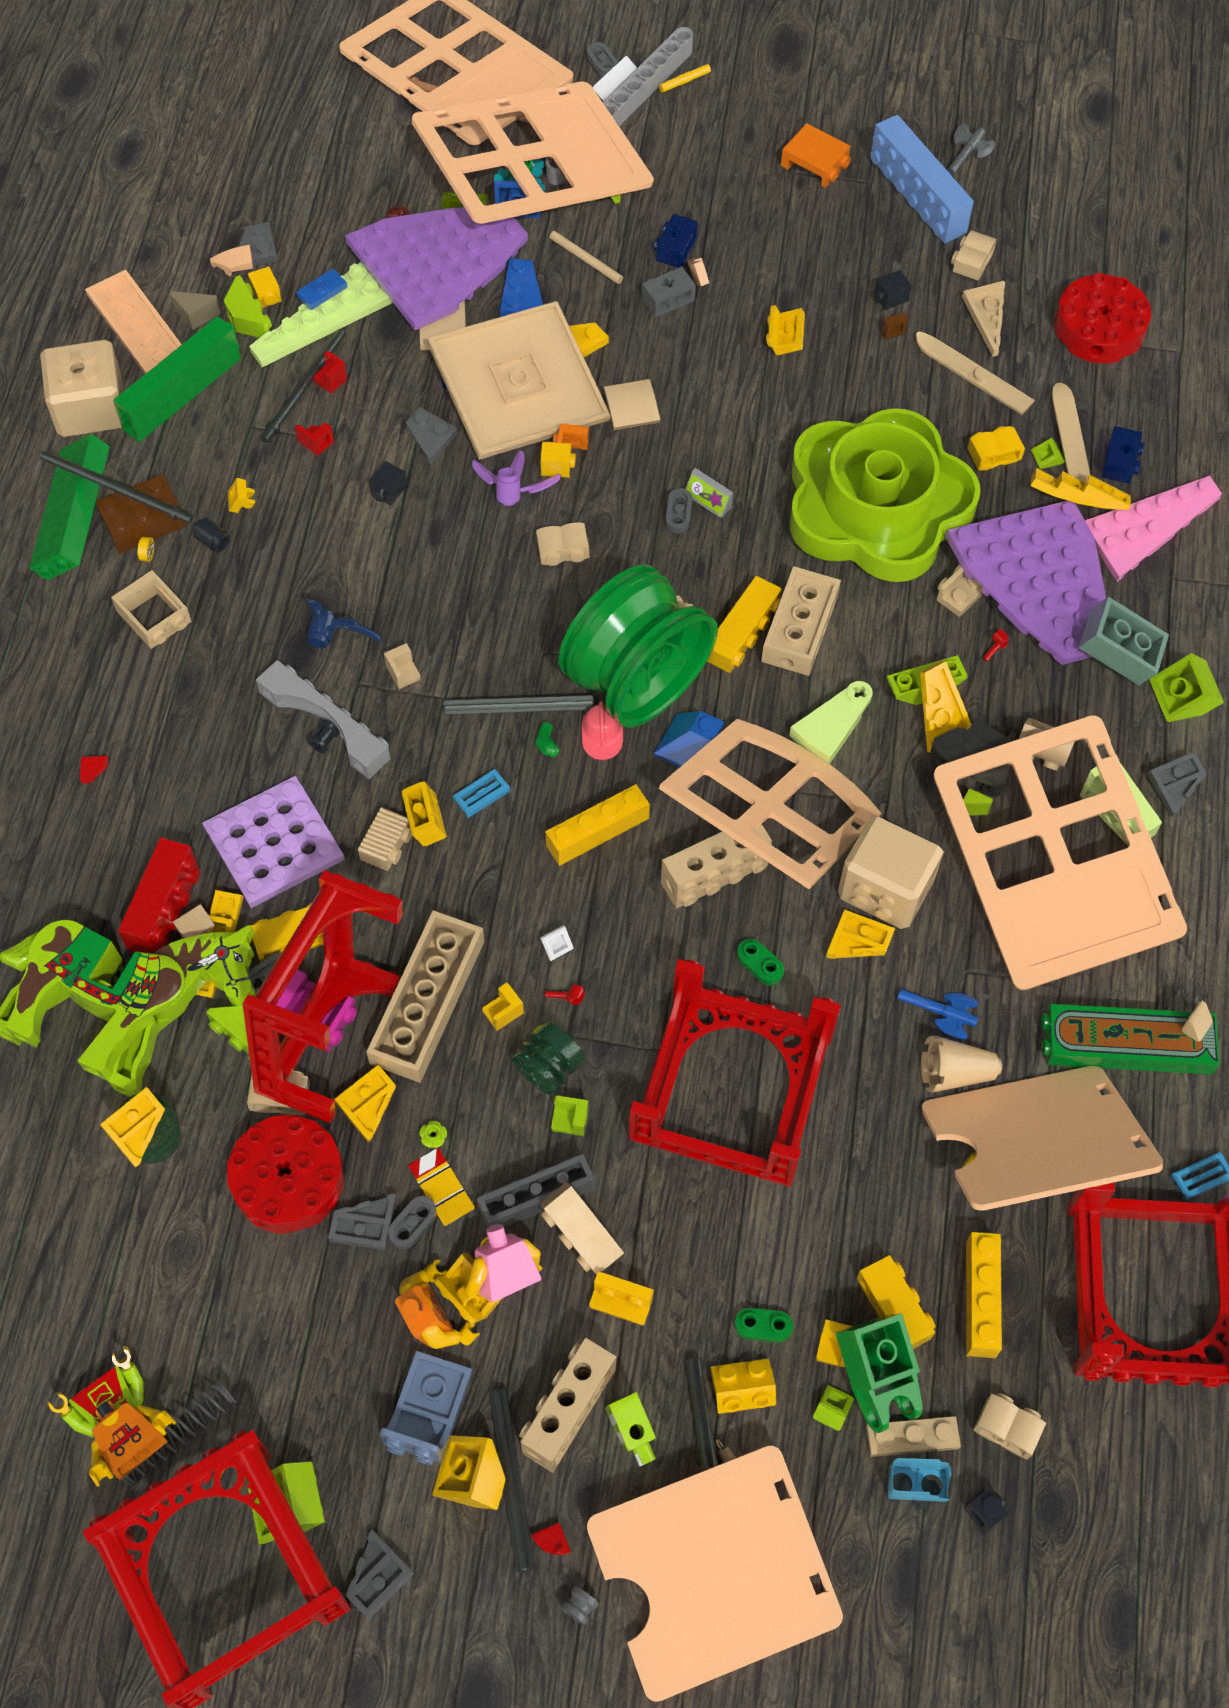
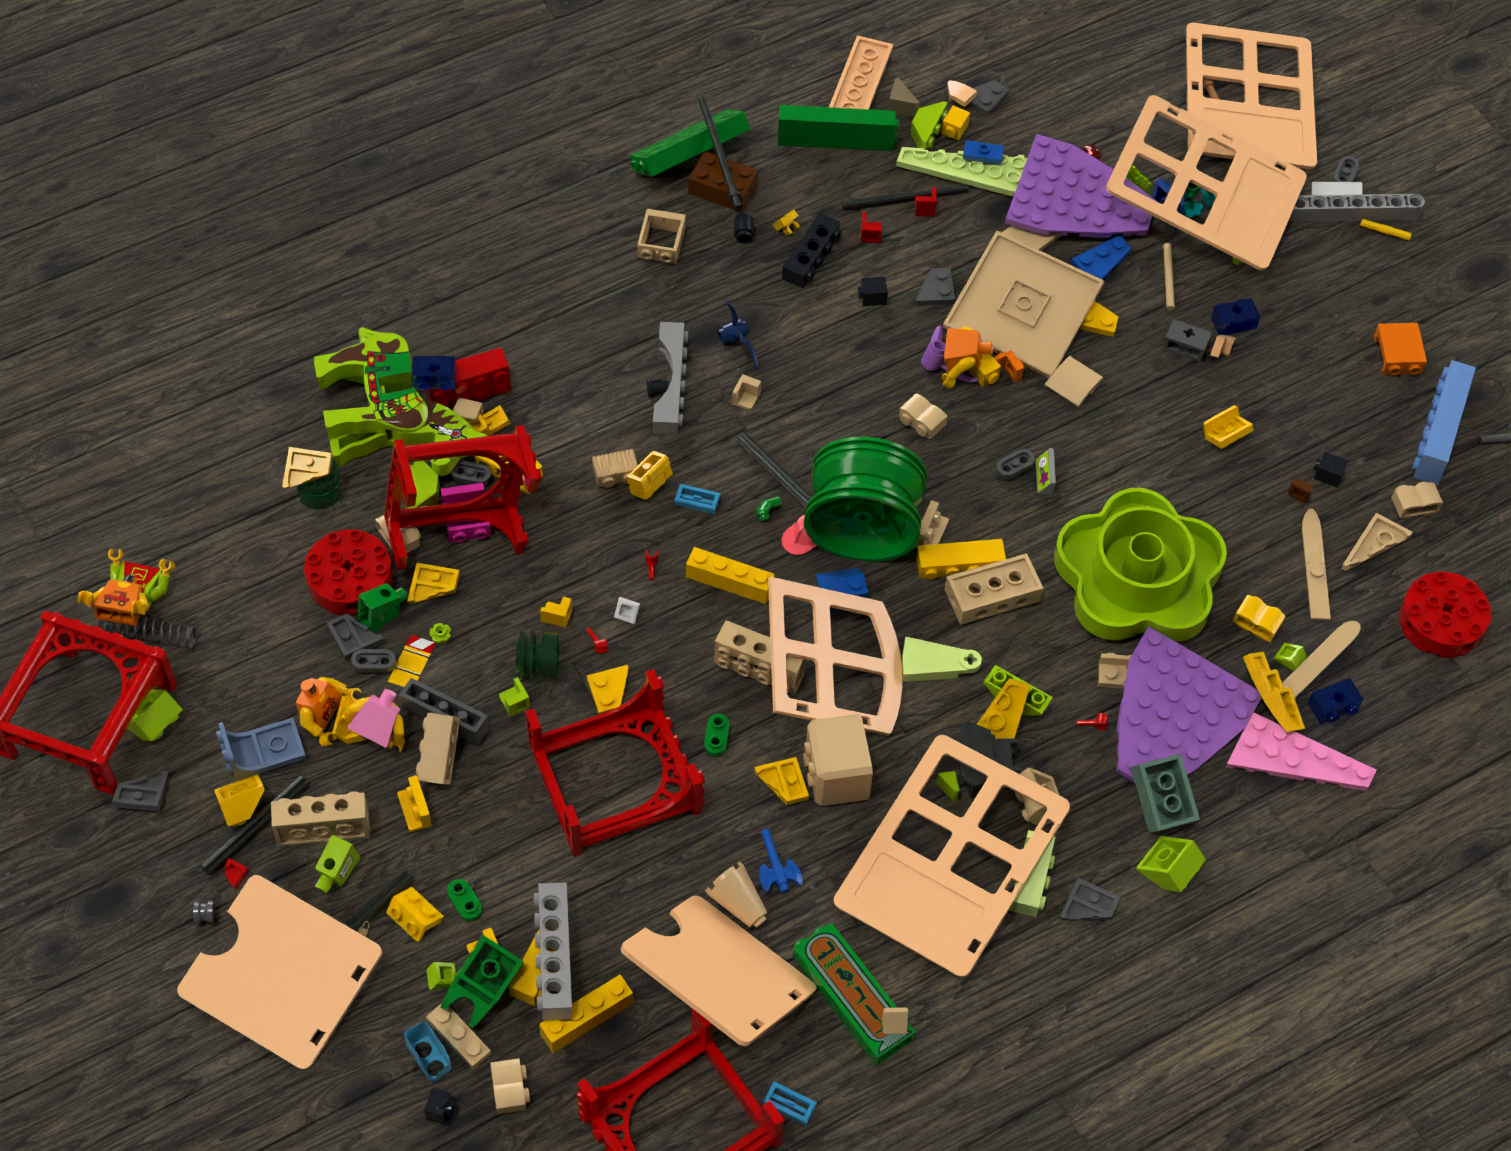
camera: 50 degrees right, 5 degrees down
(81, 387) = (779, 80): tan plate -> none
(92, 767) = (528, 286): red tile -> none
(137, 919) = (434, 372): none -> clear blue brick
(146, 549) = (701, 203): yellow tile -> none
(267, 857) = (557, 402): lavender piece -> none
(292, 499) = (811, 250): none -> black brick
(356, 1170) = (379, 606): none -> green torso
(426, 996) = (526, 563): tan brick -> none
(518, 884) = (651, 562): none -> red hand
(531, 458) = (963, 352): none -> orange torso
(630, 1023) = (608, 688): none -> yellow wing
(899, 1261) = (557, 1005): none -> light grey brick

